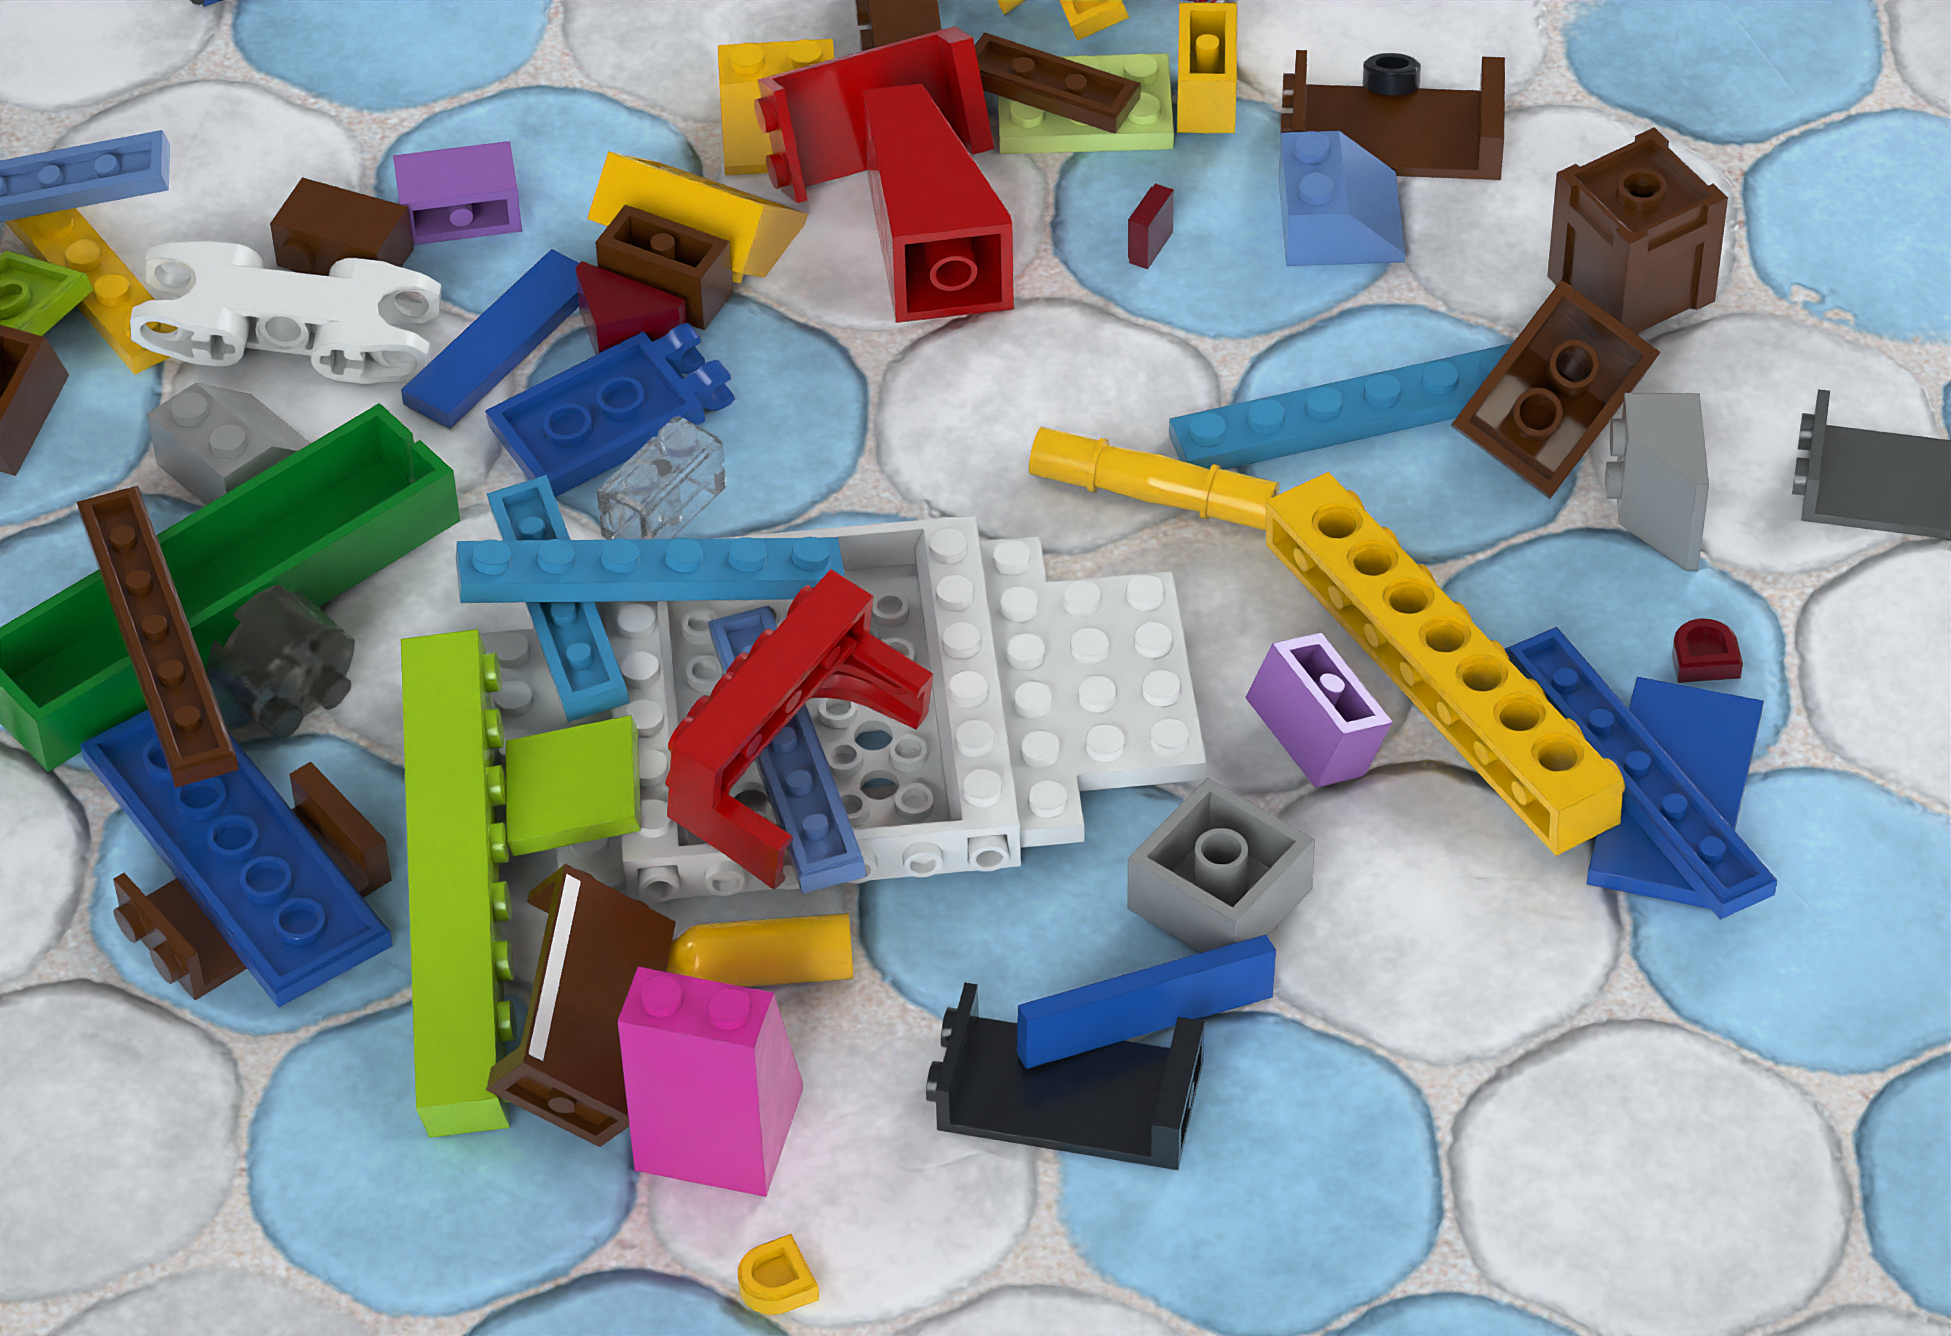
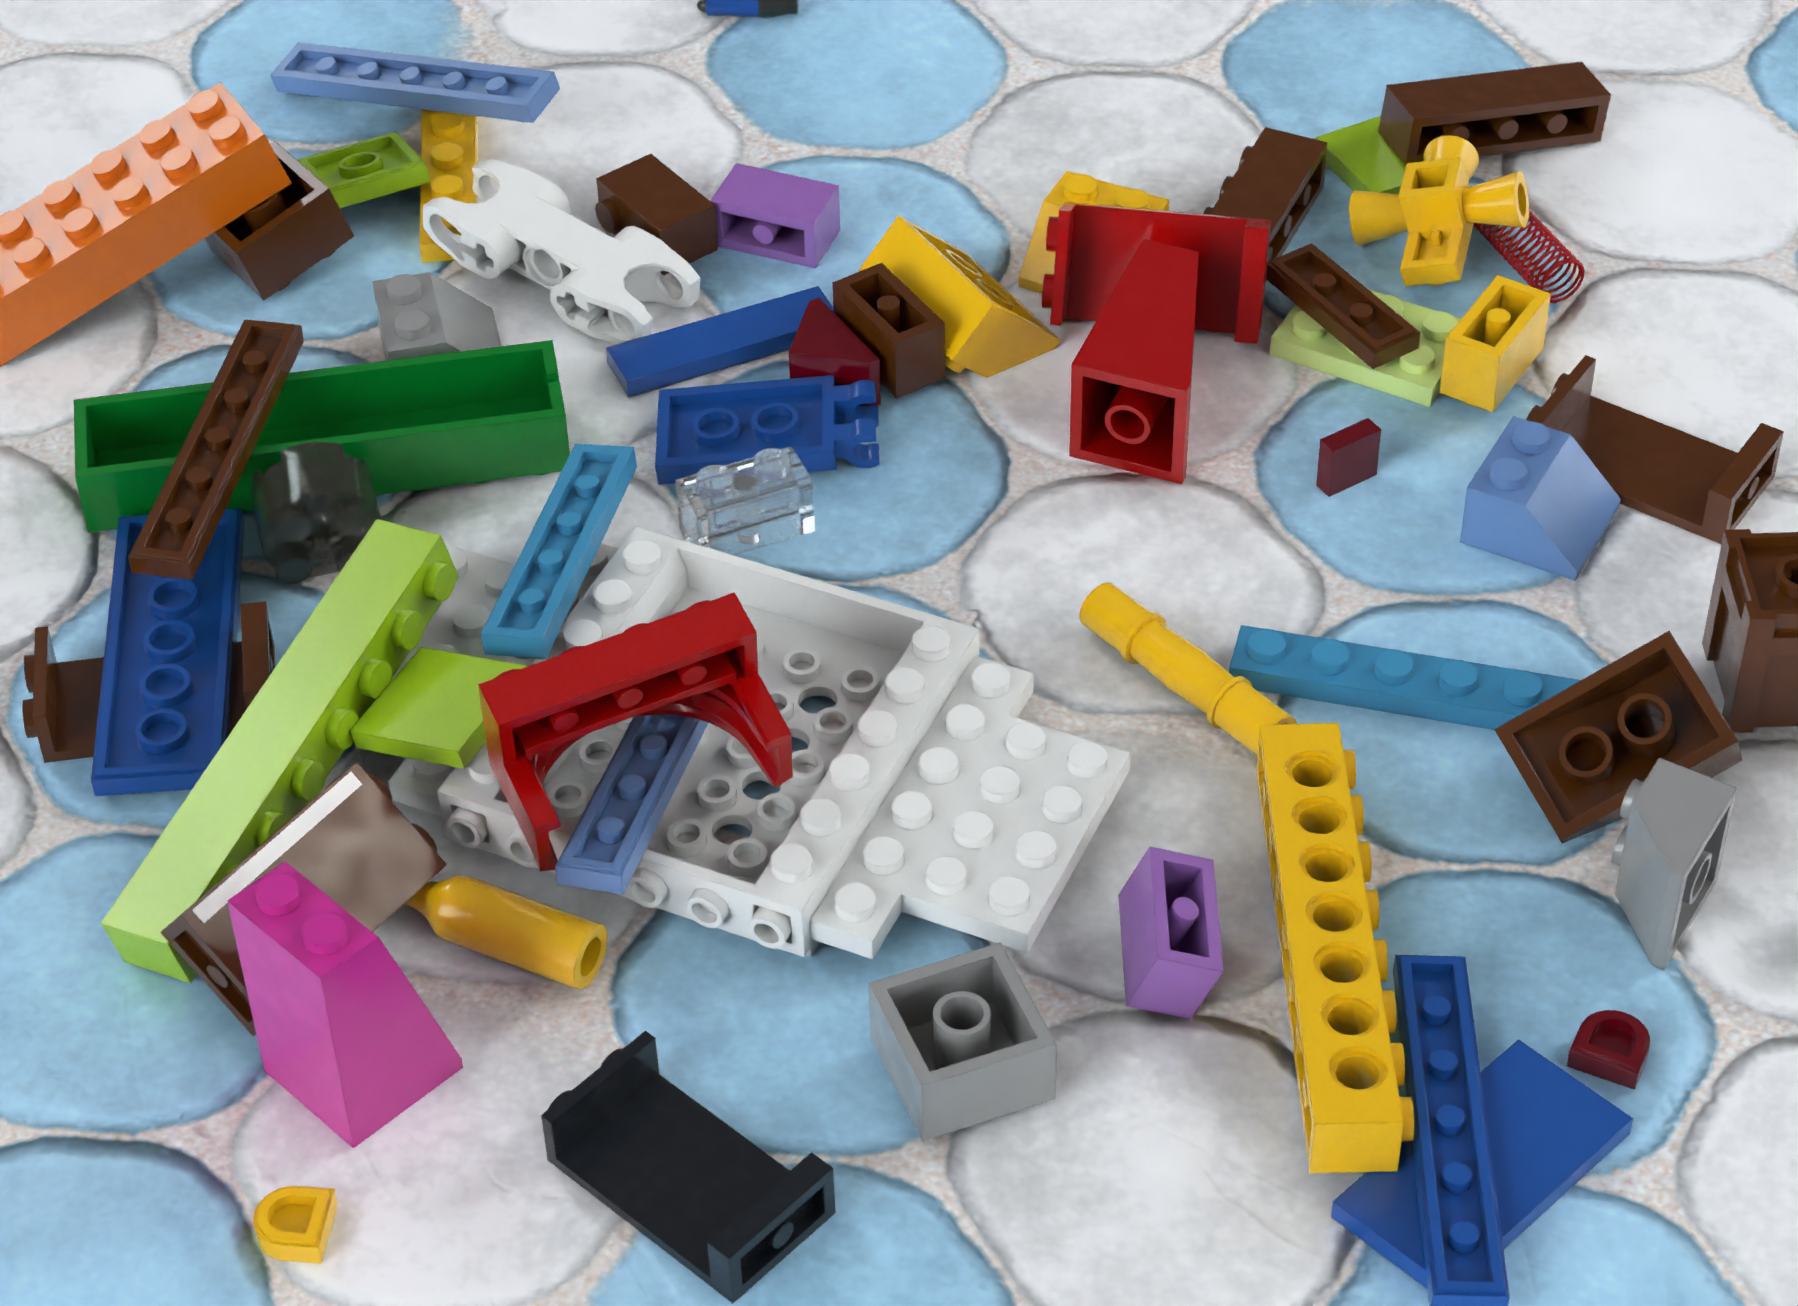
camera: 30 degrees right, 5 degrees down
(642, 569) = (645, 553): dark azure plate -> none
(1145, 1001) = (798, 1122): blue tile -> none
(1391, 74) = (1676, 414): black tile -> none

